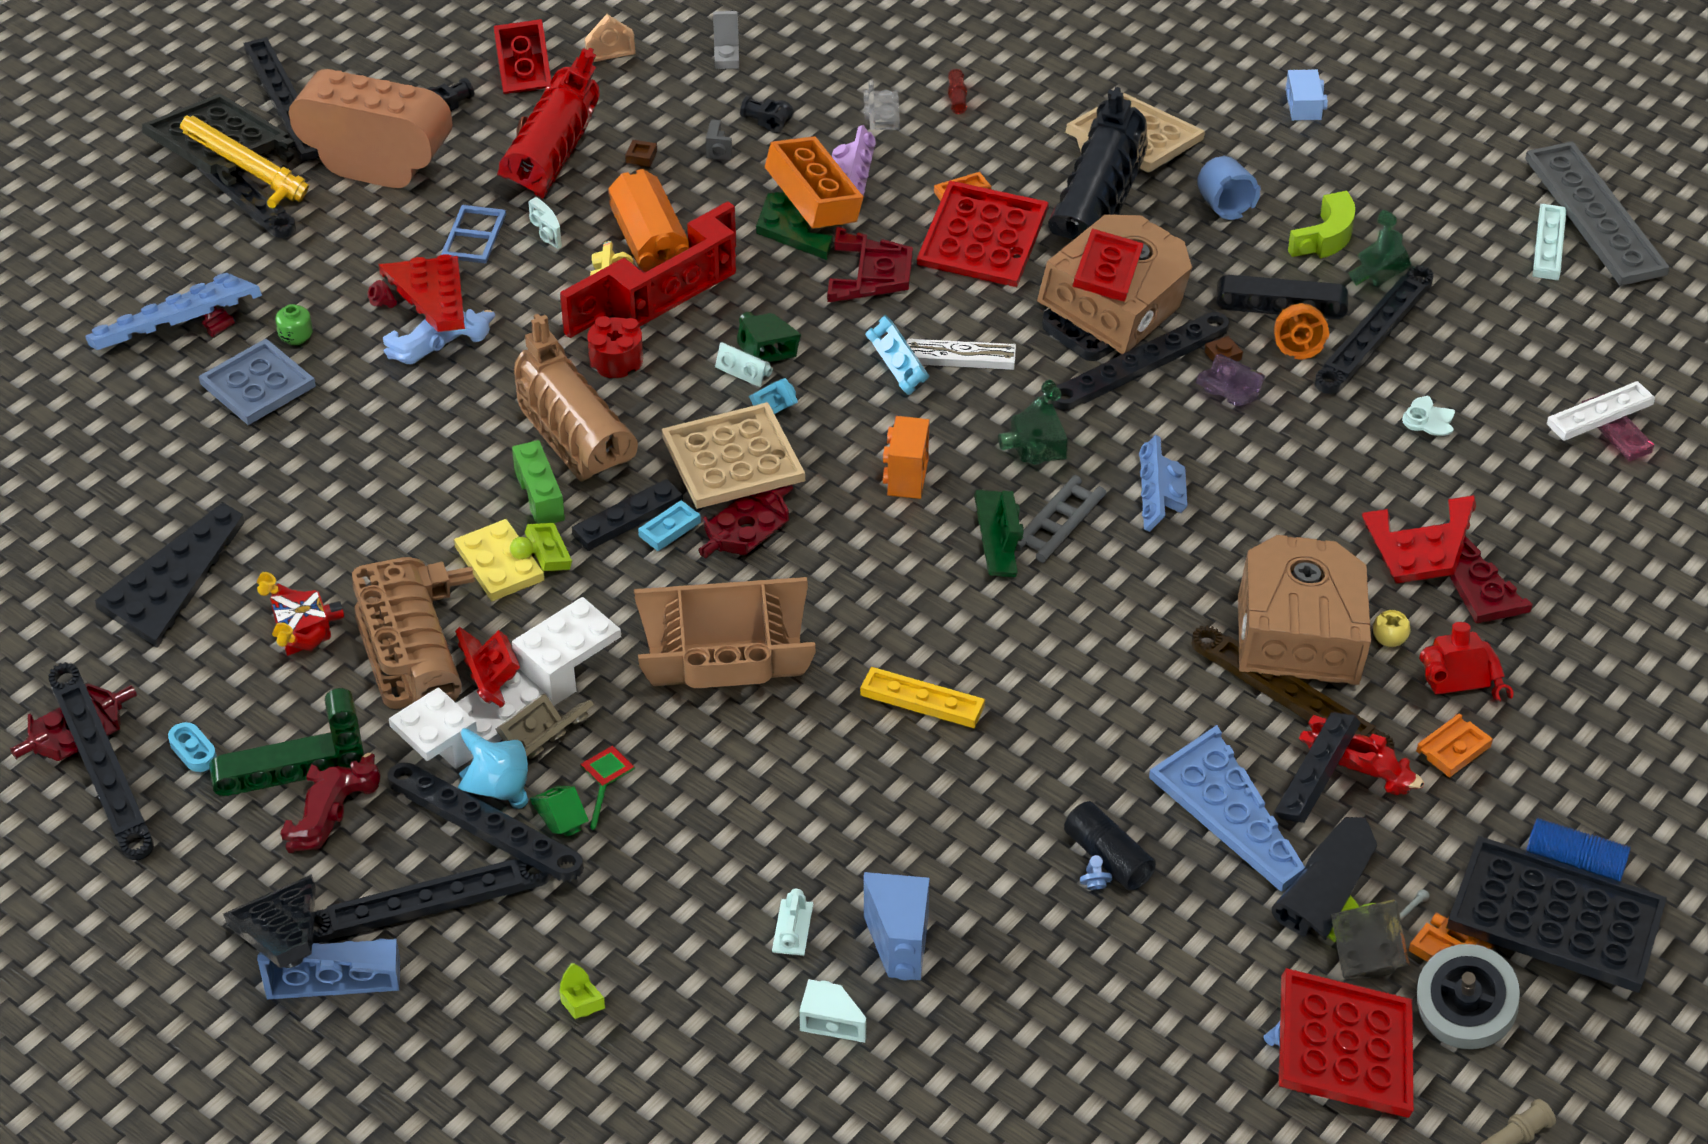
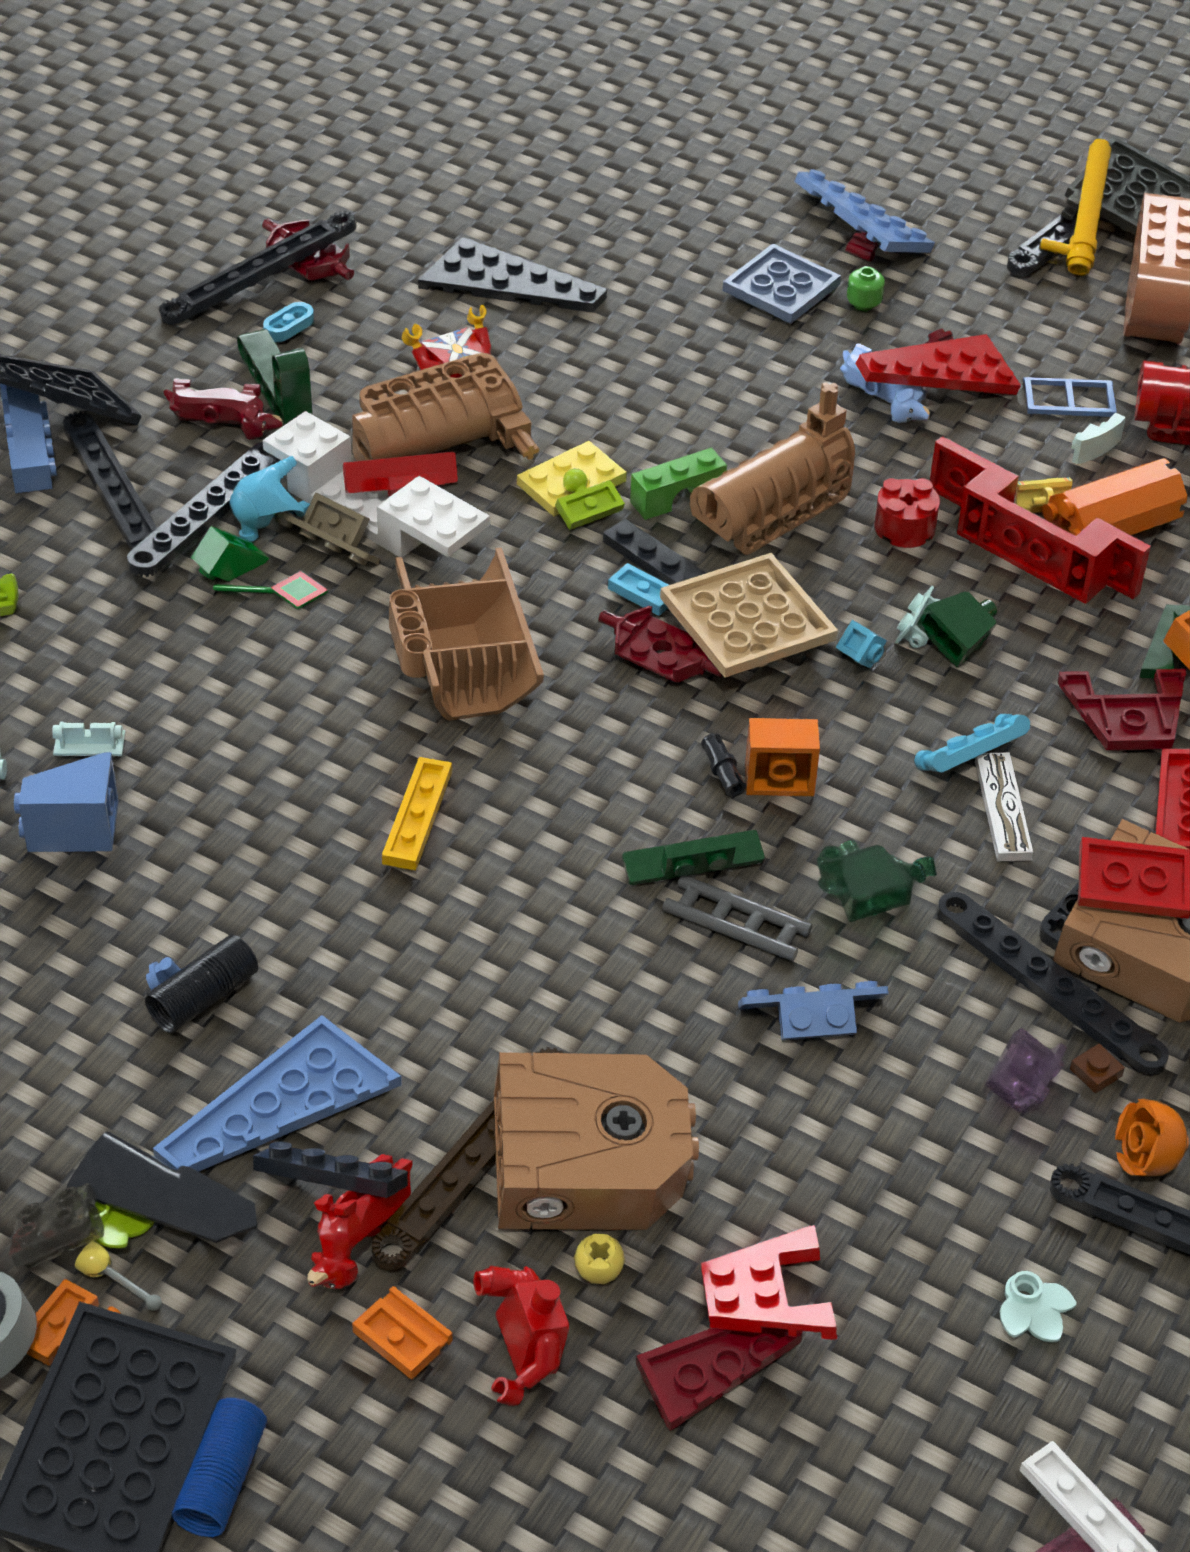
camera: 80 degrees right, 0 degrees up
(895, 501) = (723, 765): none -> black pin

